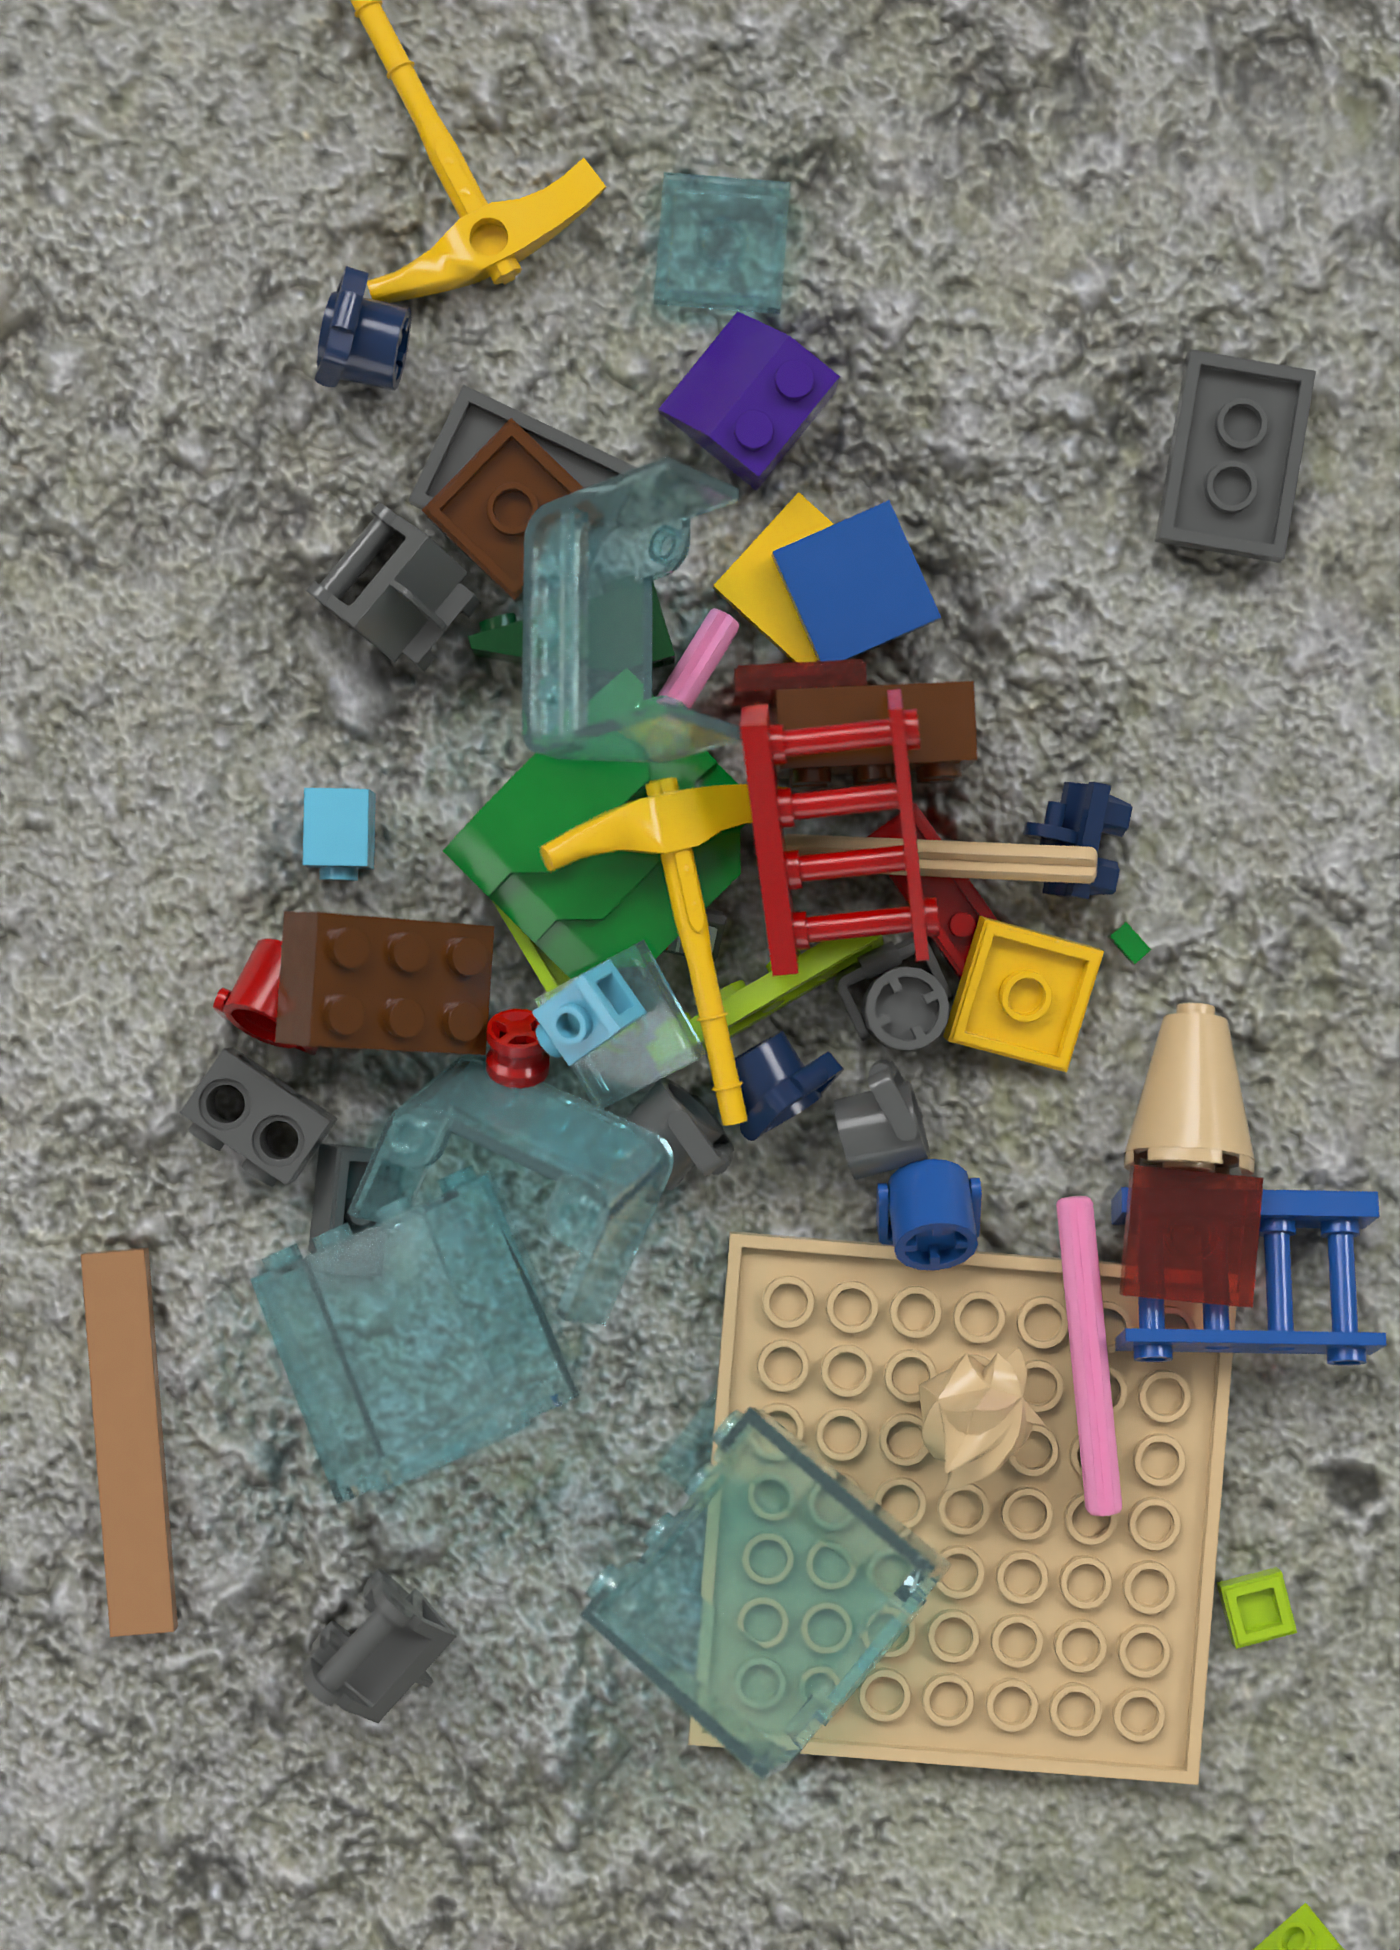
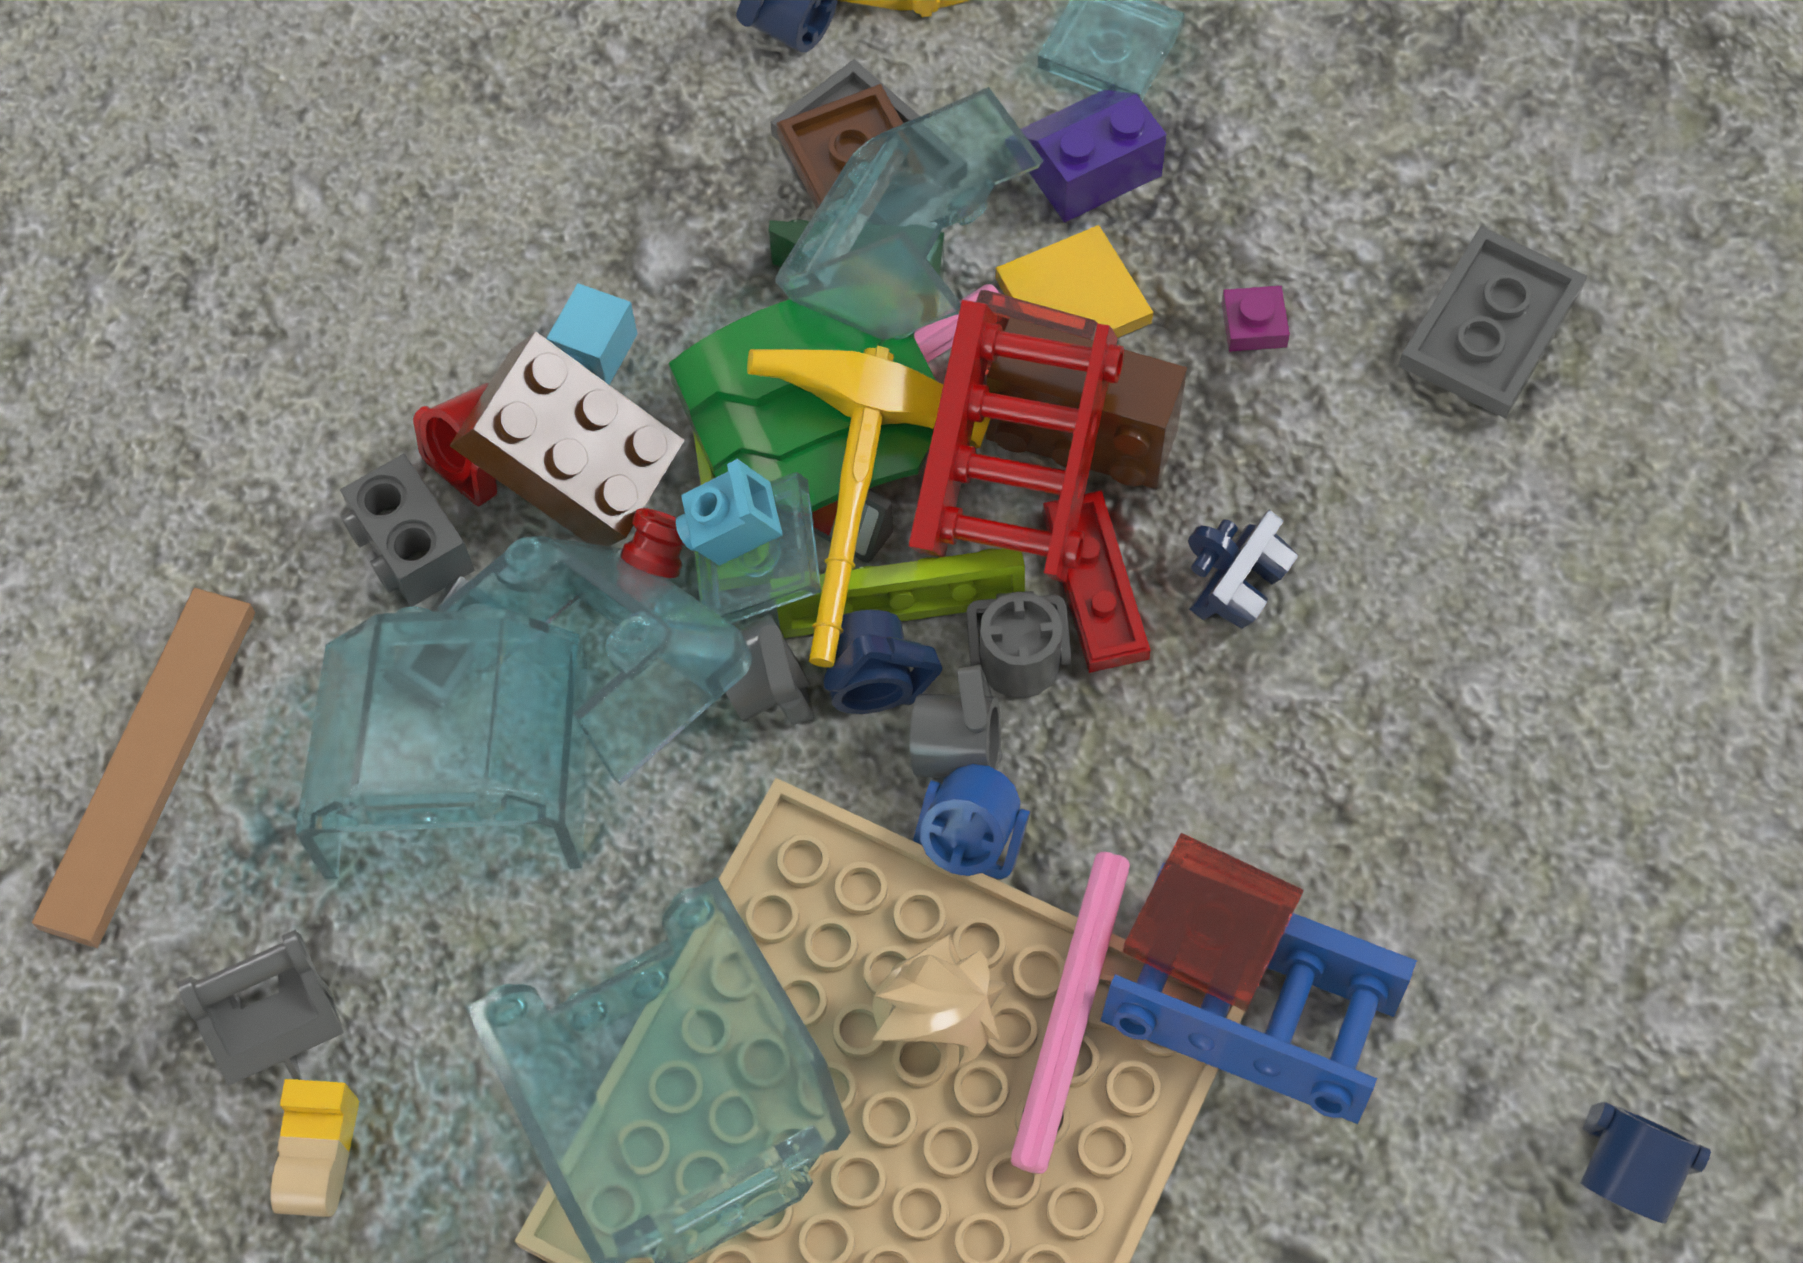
camera: 20 degrees right, 25 degrees down
(407, 599) = (730, 181): dark grey piece -> none
(472, 1733) = (313, 1147): none -> leg
(856, 584) = (1124, 289): blue tile -> none
(972, 859) = (1112, 530): tan axle -> none
(994, 539) = (1255, 318): none -> magenta plate
(1023, 994) = (1136, 676): yellow tile -> none
(1129, 943) = (1254, 678): green piece -> none
(1192, 1099) = (1265, 807): tan cone -> none

